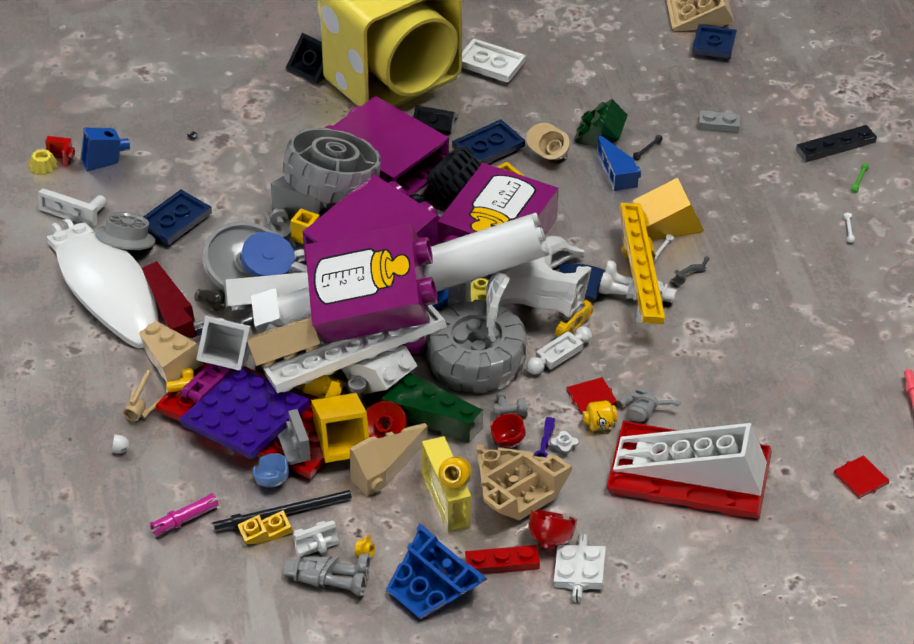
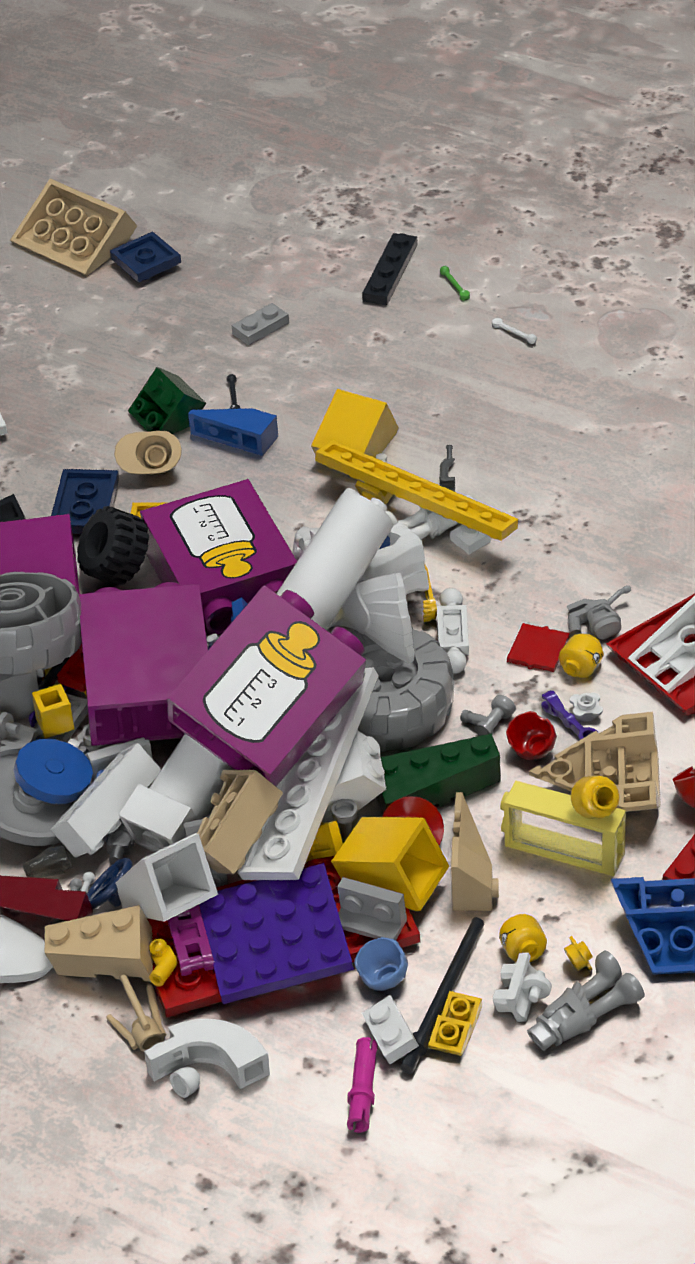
camera: 45 degrees left, 0 degrees up
(150, 433) = (213, 1043): none -> white arch
(231, 502) = (390, 1029): none -> white plate
(351, 518) = (522, 935): none -> yellow head

